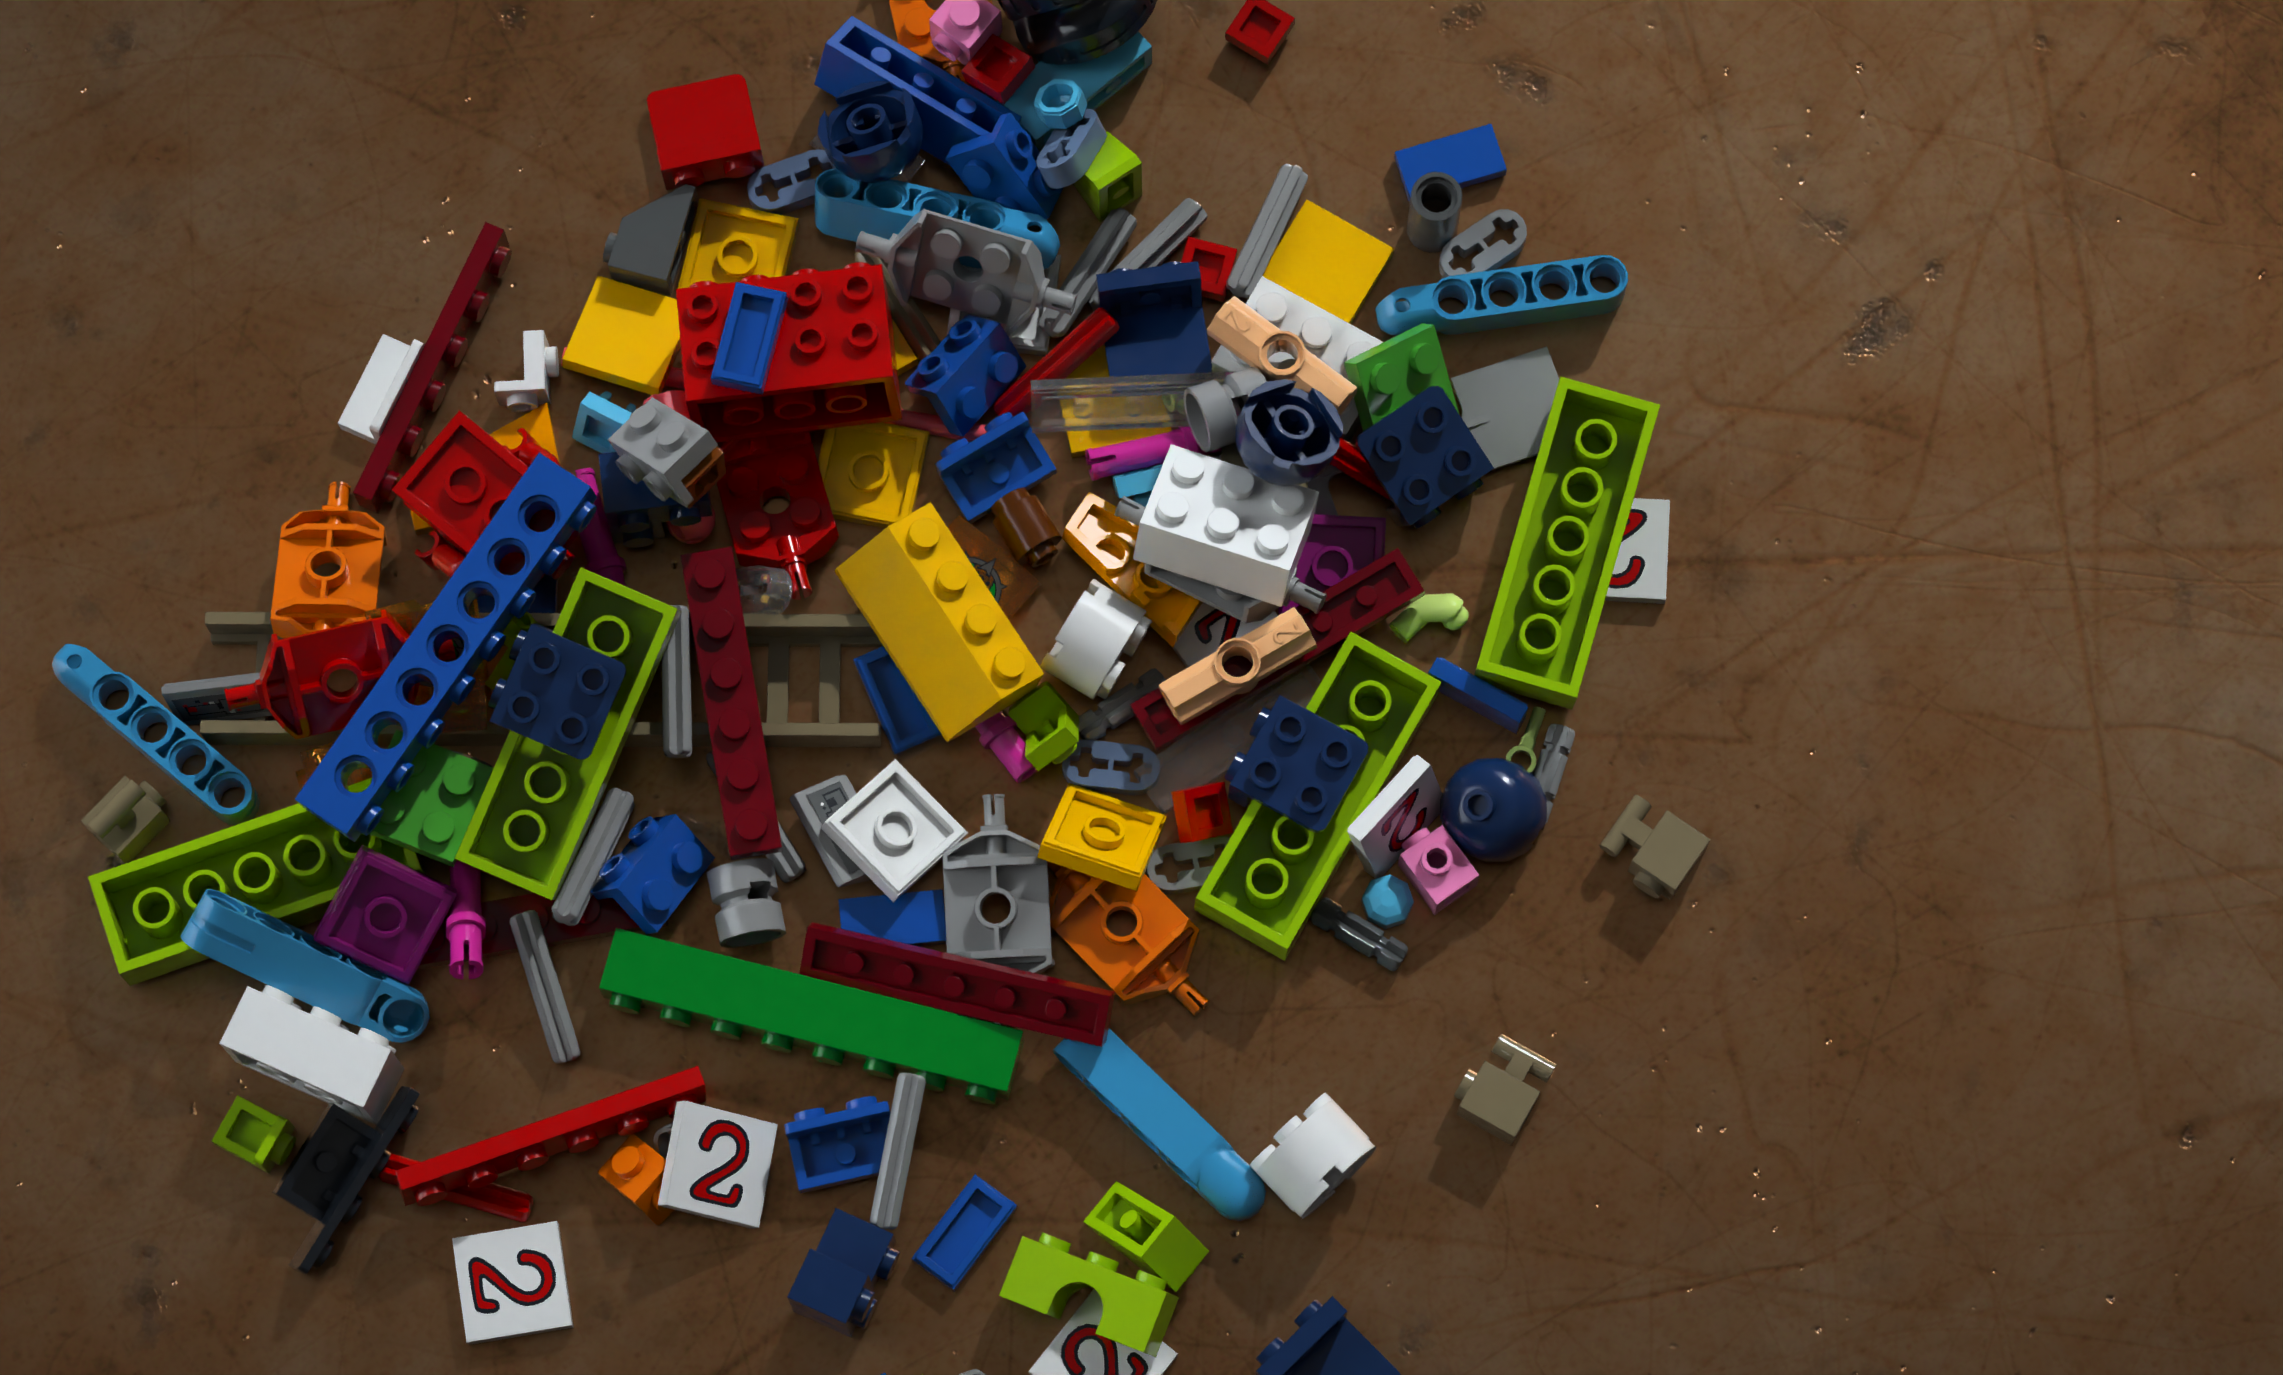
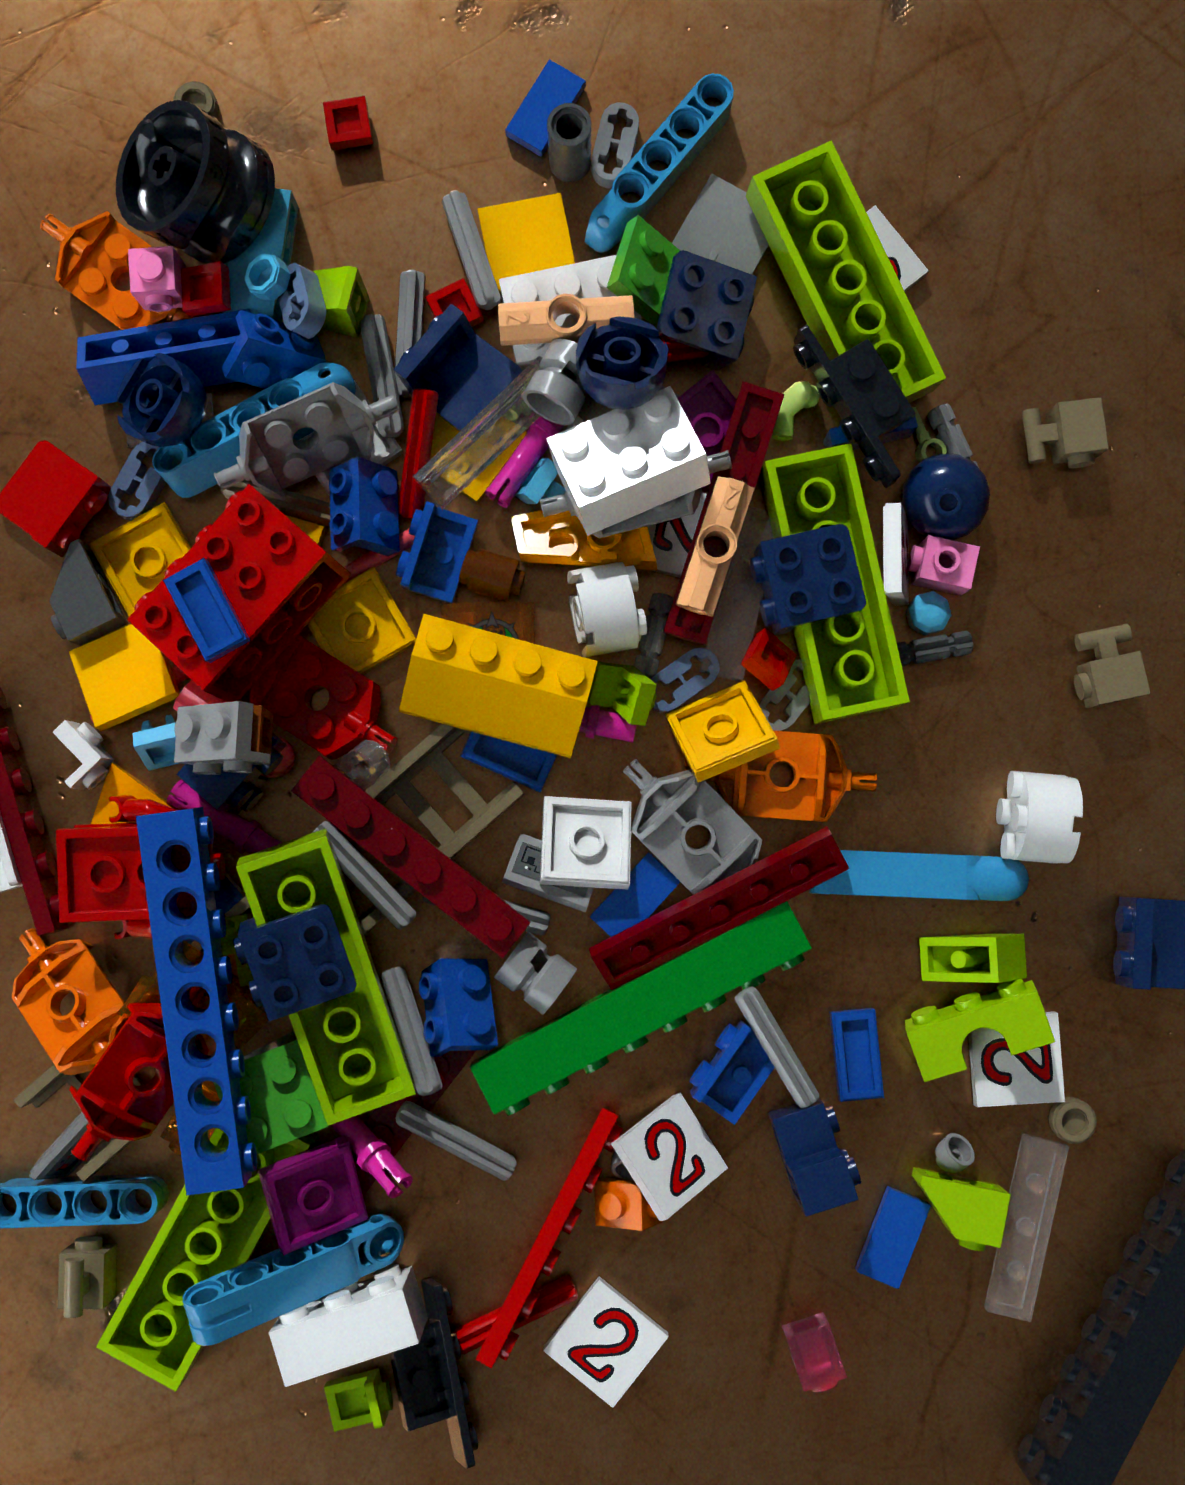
camera: 45 degrees left, 10 degrees up
(1489, 647) = (862, 395): none -> black bracket

